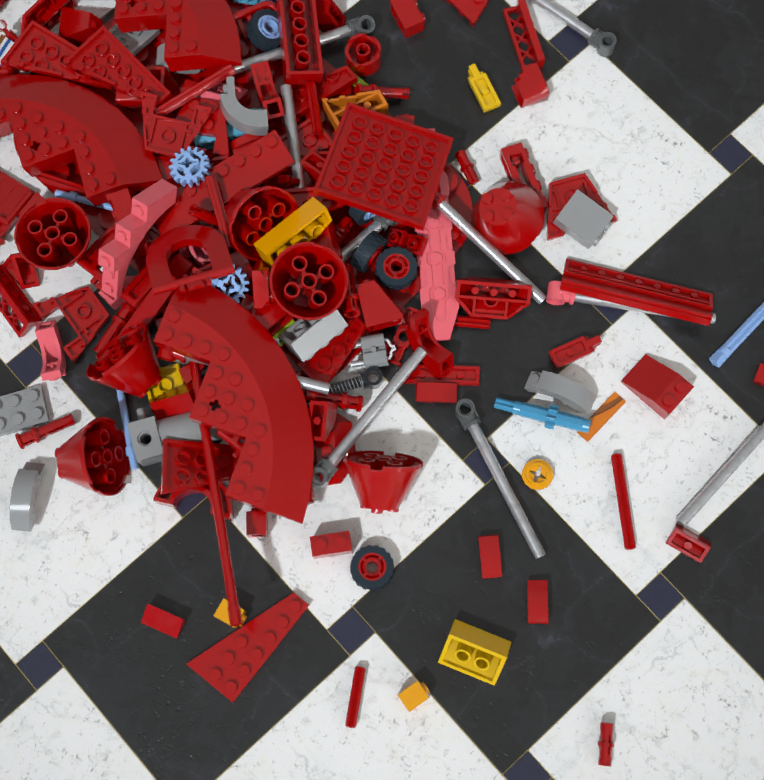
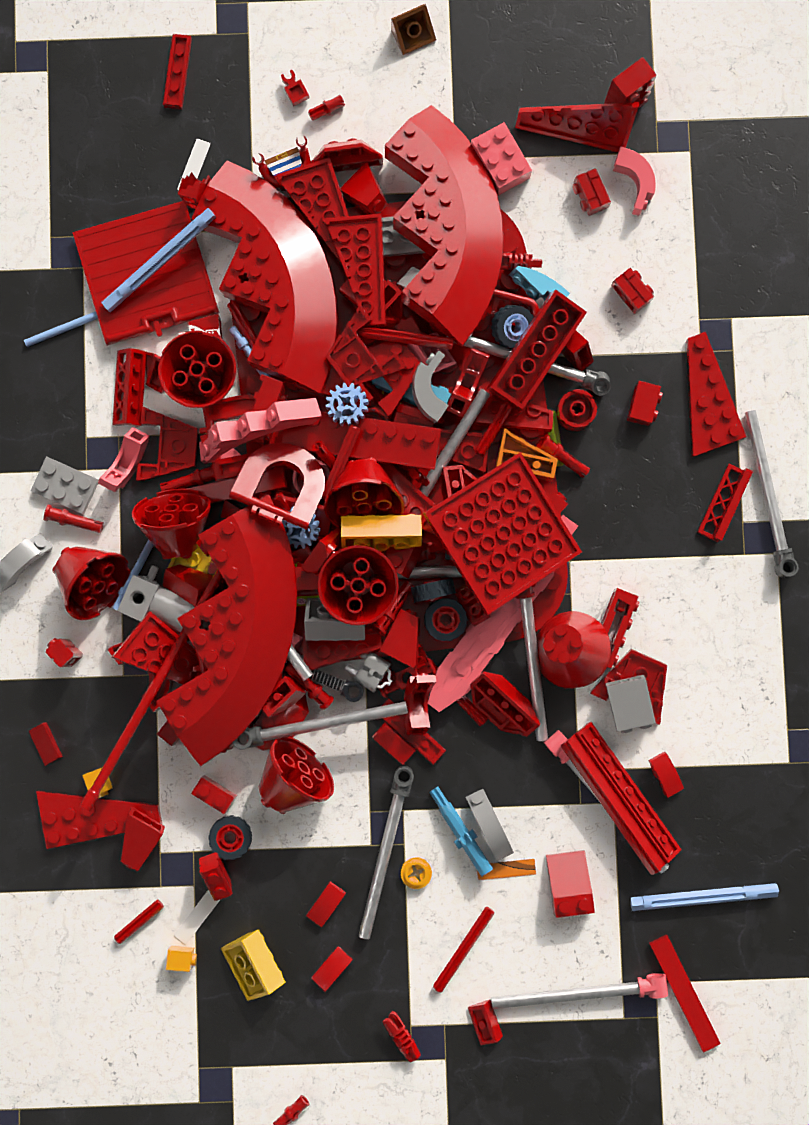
camera: 40 degrees right, 10 degrees up
(119, 533) = (63, 652): none -> red brick
(301, 627) = (140, 838): none -> red slope
(386, 604) = (215, 876): none -> red brick
(398, 654) = (196, 918): none -> white sticker
(467, 167) = (578, 578): red axle -> none
(483, 89) = (649, 521): yellow hinge -> none
(530, 86) = (690, 551): red piece -> none
(573, 351) = (529, 801): red hinge -> none
(637, 607) = (401, 1037): none -> red hinge
(651, 248) = (666, 774): none -> red slope

